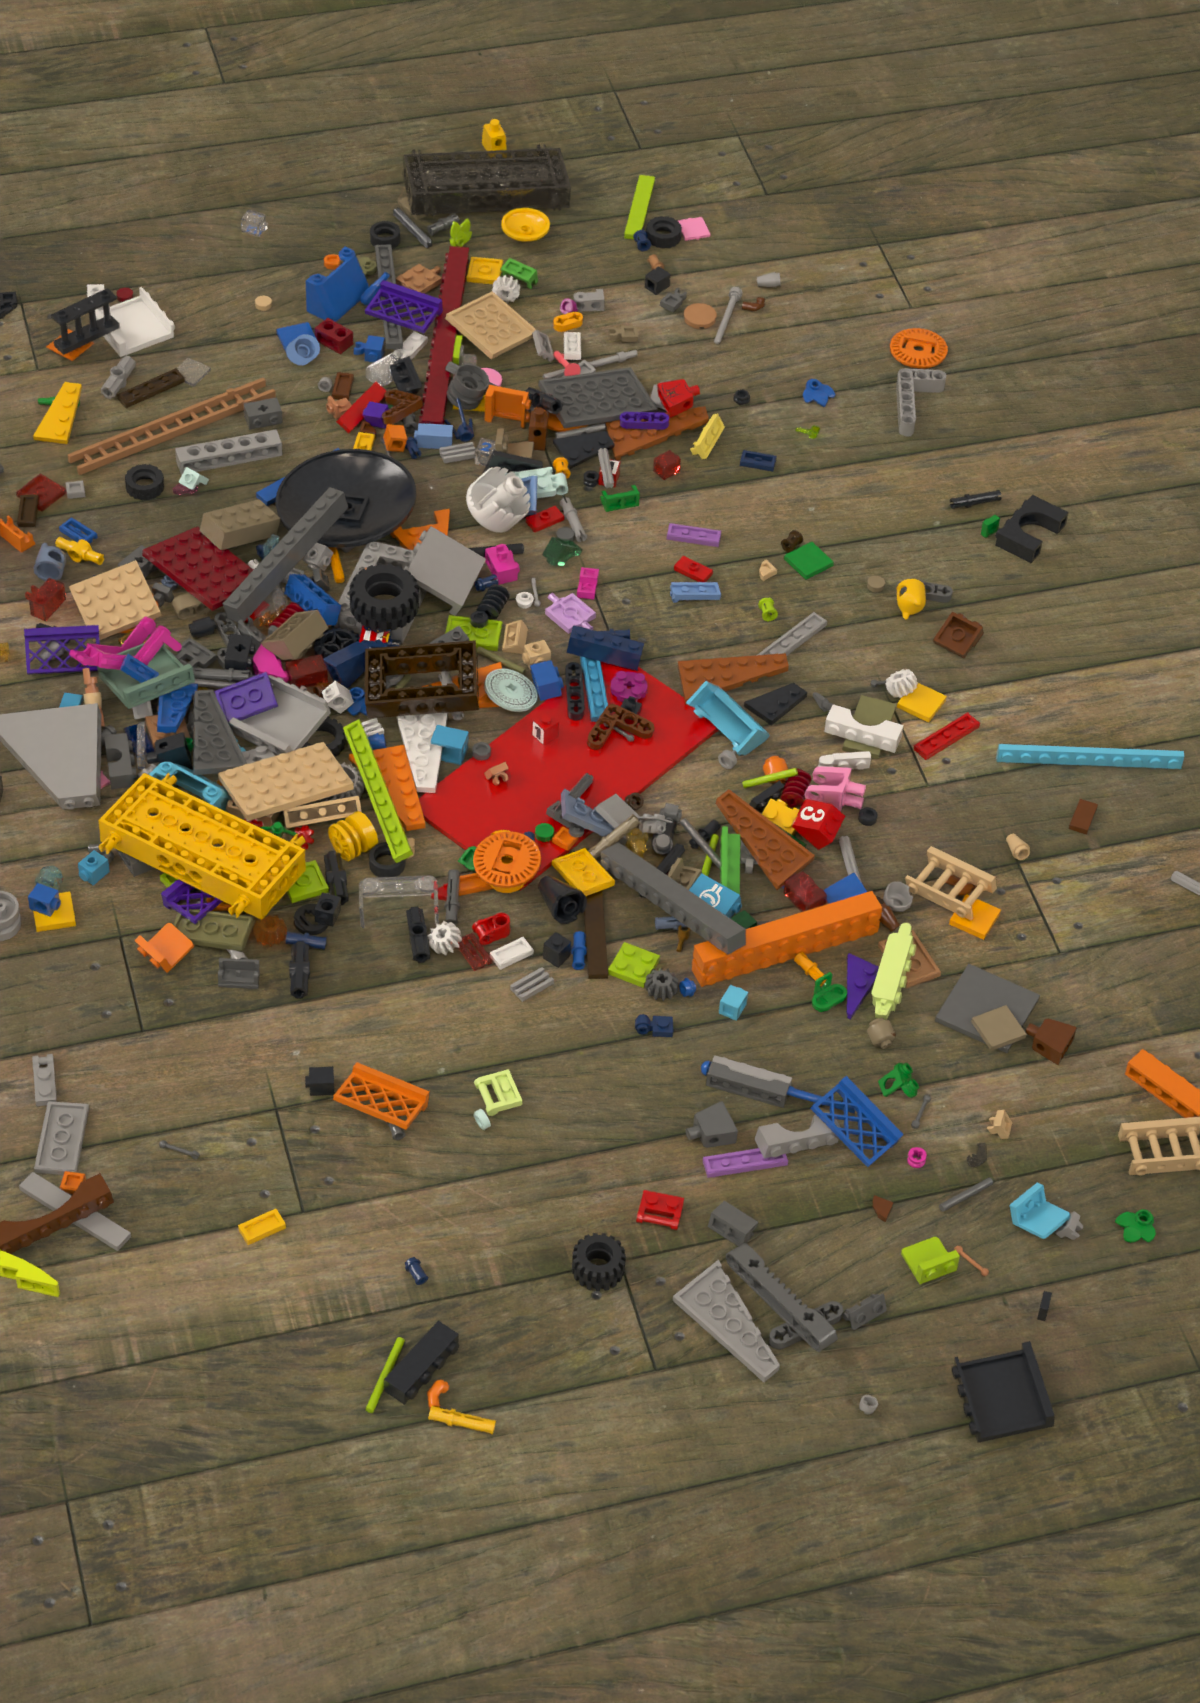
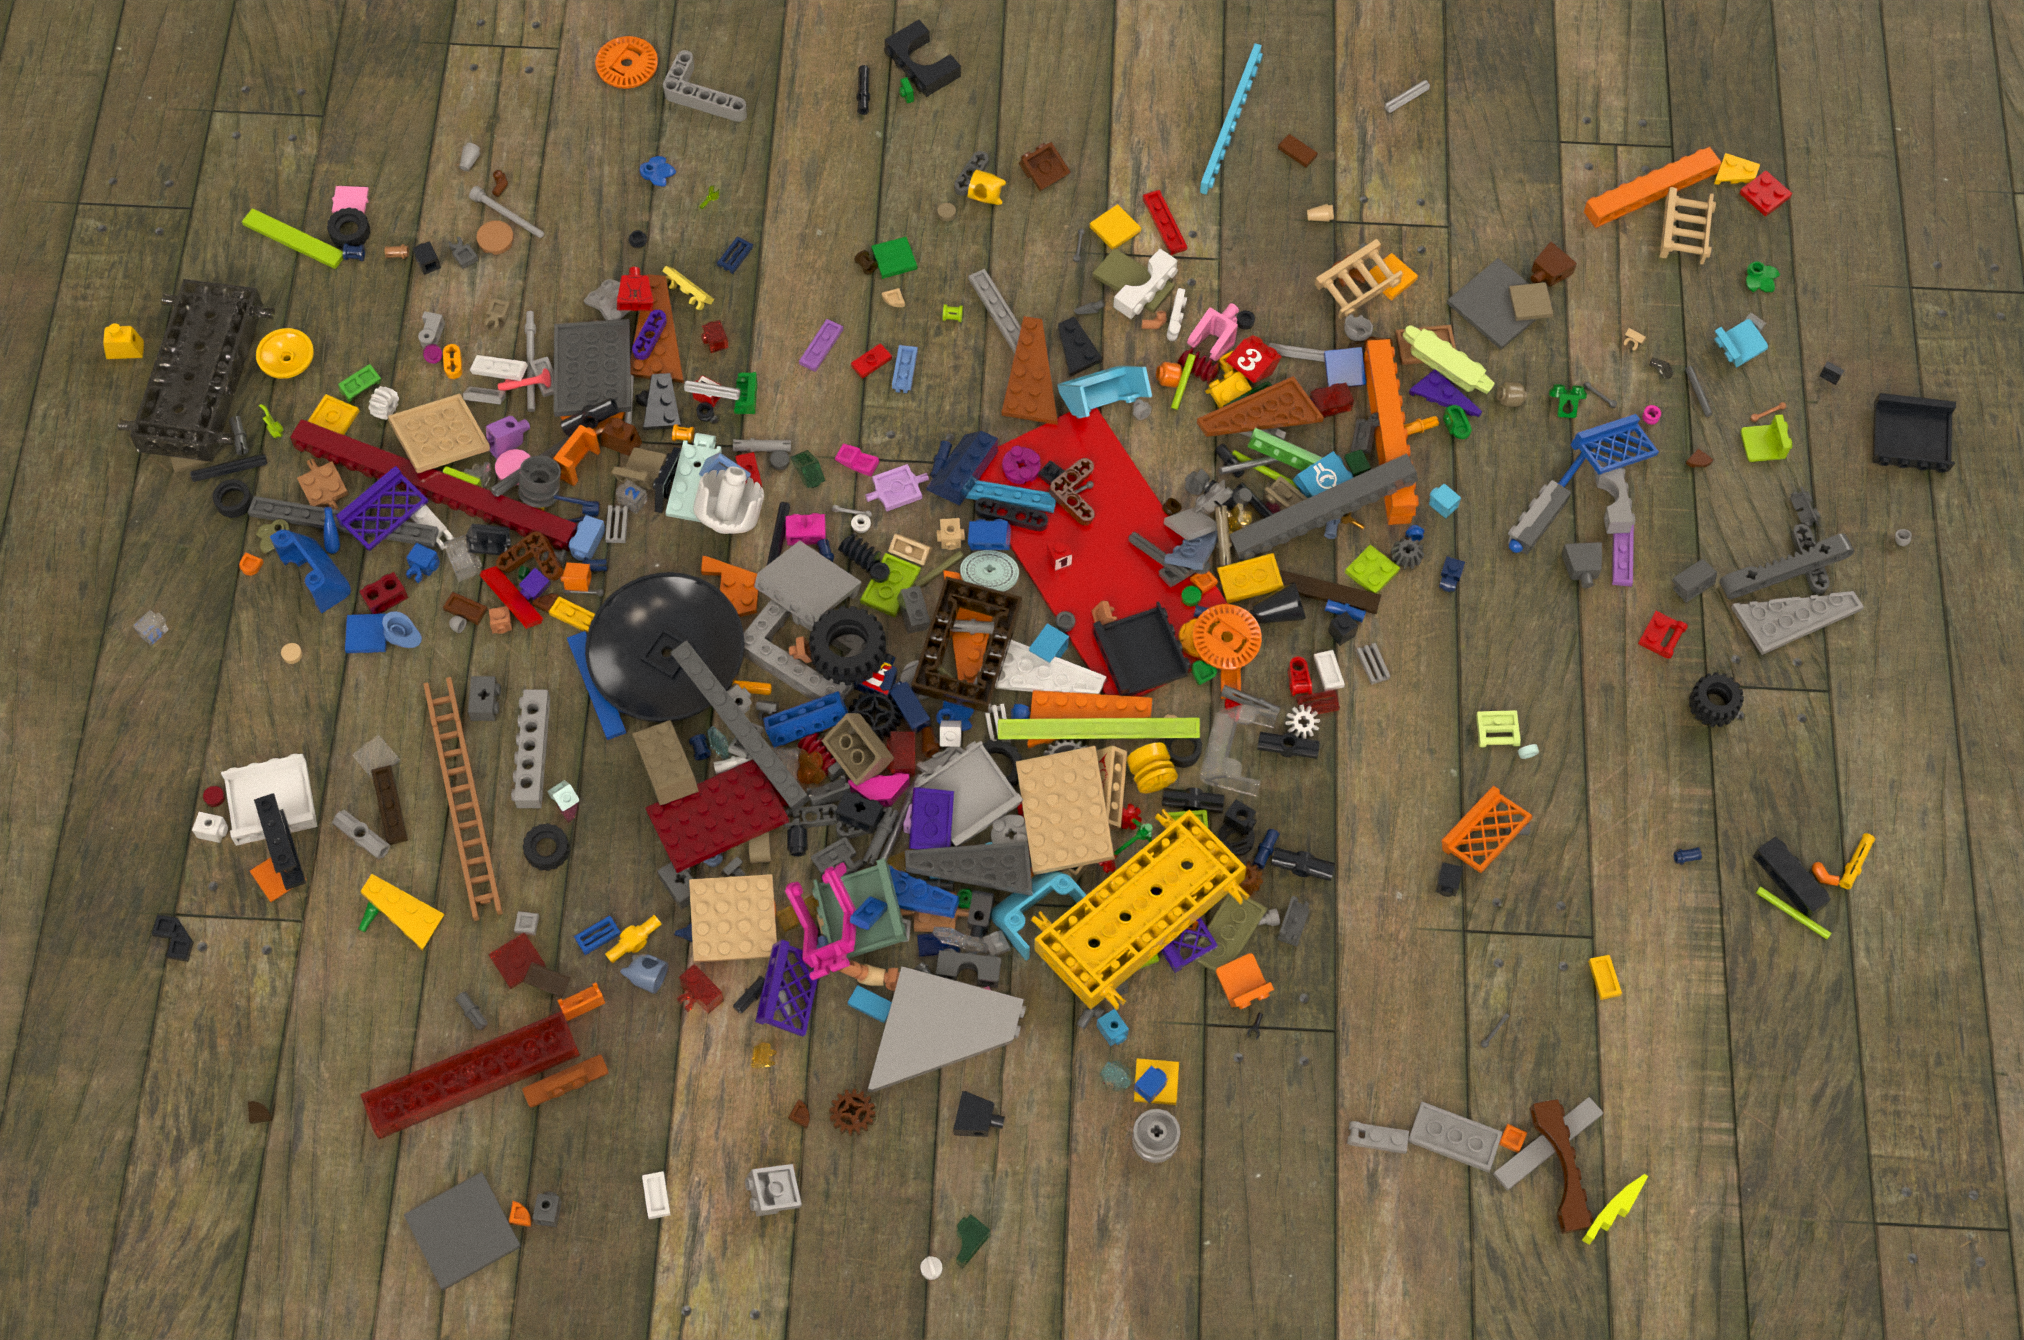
camera: 70 degrees left, 15 degrees up
(120, 970) = (1256, 1026): none -> black hand
(469, 806) = (1141, 651): none -> black panel
(508, 362) = (505, 435): none -> medium lavender torso
(773, 792) = (1200, 394): black plate -> none
(828, 750) = (1157, 322): none -> nougat arm
(901, 683) = (1097, 229): white gear -> none

